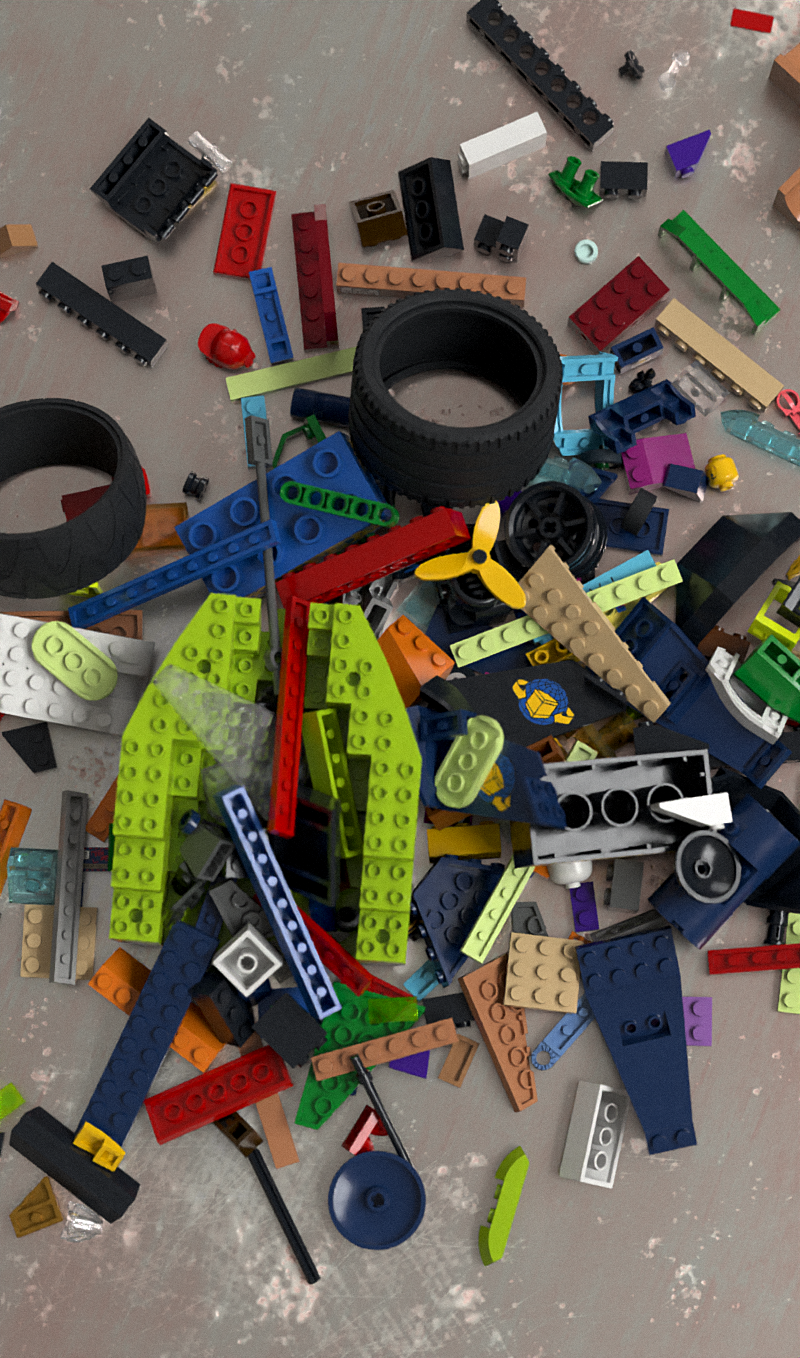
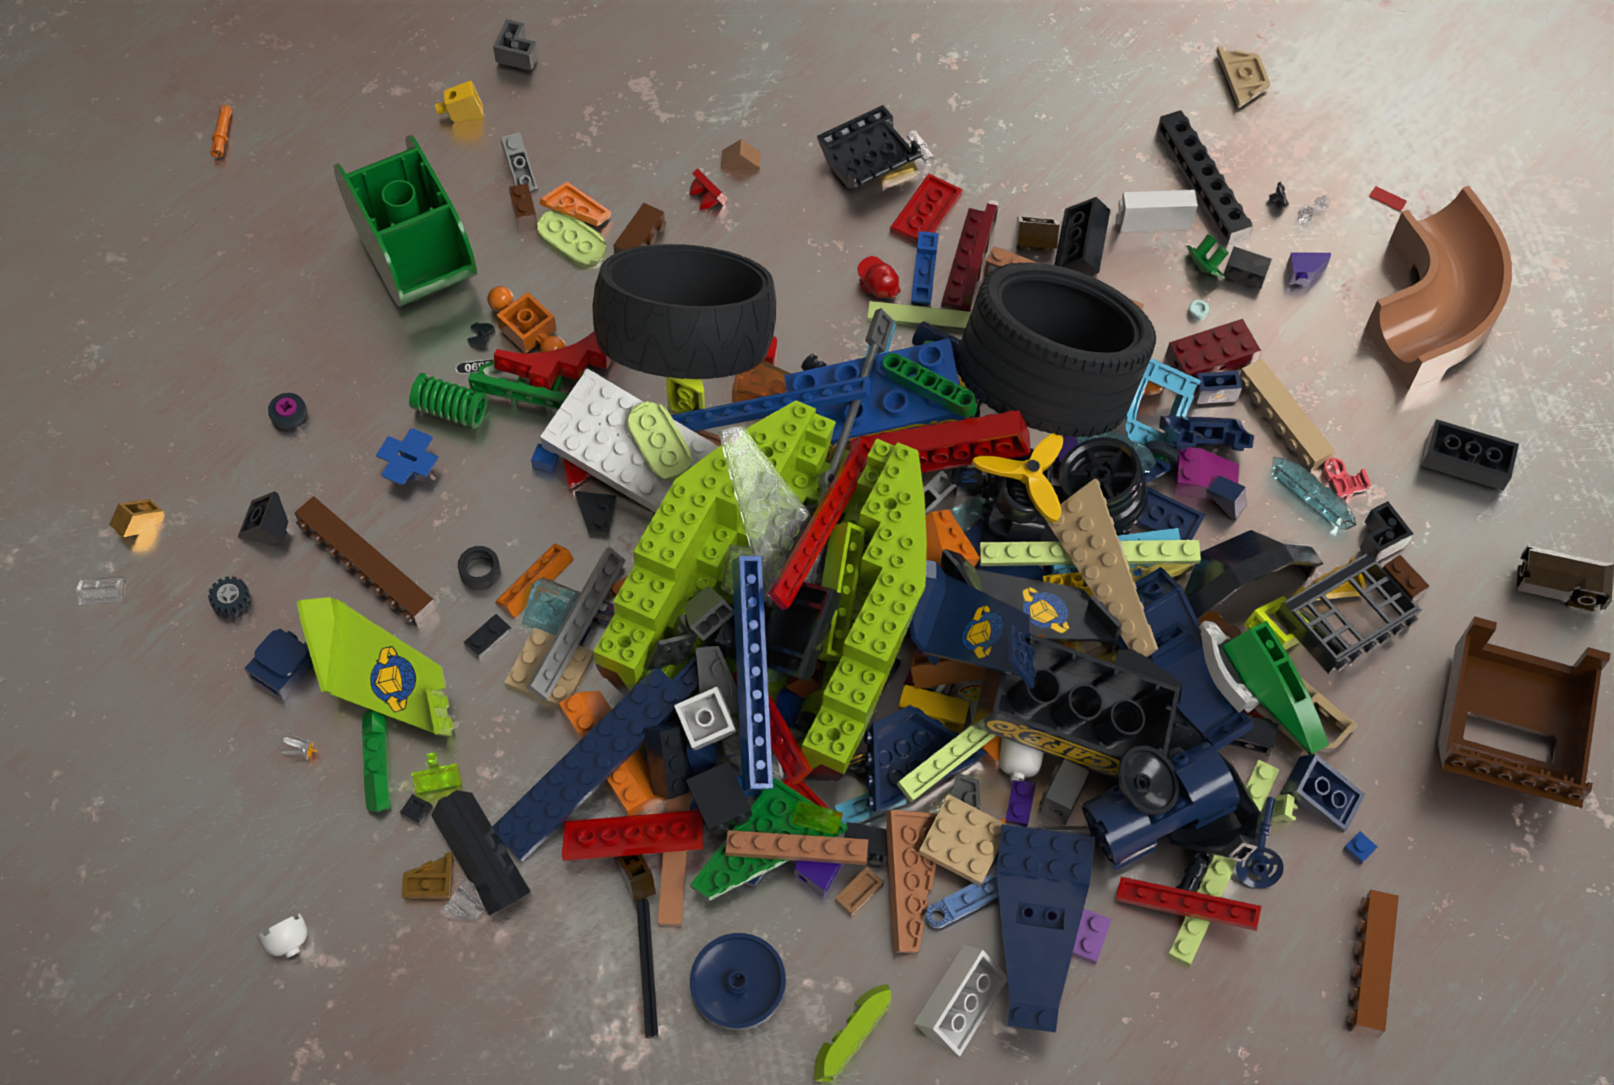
camera: 15 degrees right, 20 degrees down
(102, 315) = (789, 226): black brick -> none
(105, 1150) = (510, 841): yellow slope -> none
(129, 279) = (821, 204): black brick -> none
(189, 821) = (702, 583): dark blue tile -> none
(365, 1078) = (769, 863): black bar -> none
(367, 1123) = (759, 914): red tile -> none
(445, 725) = (956, 579): dark blue panel -> none
(469, 762) = (964, 615): yellowish green tile -> none
(501, 237) = (1134, 275): black brick -> none
(638, 511) = (1179, 500): black tyre -> none
(644, 380) = (1215, 413): black plant -> none
(699, 811) = (1154, 730): white slope -> none
(700, 388) = (1266, 435): clear brick -> none
(721, 472) = (1260, 500): yellow head -> none
(722, 268) = (1308, 354): green plate -> none

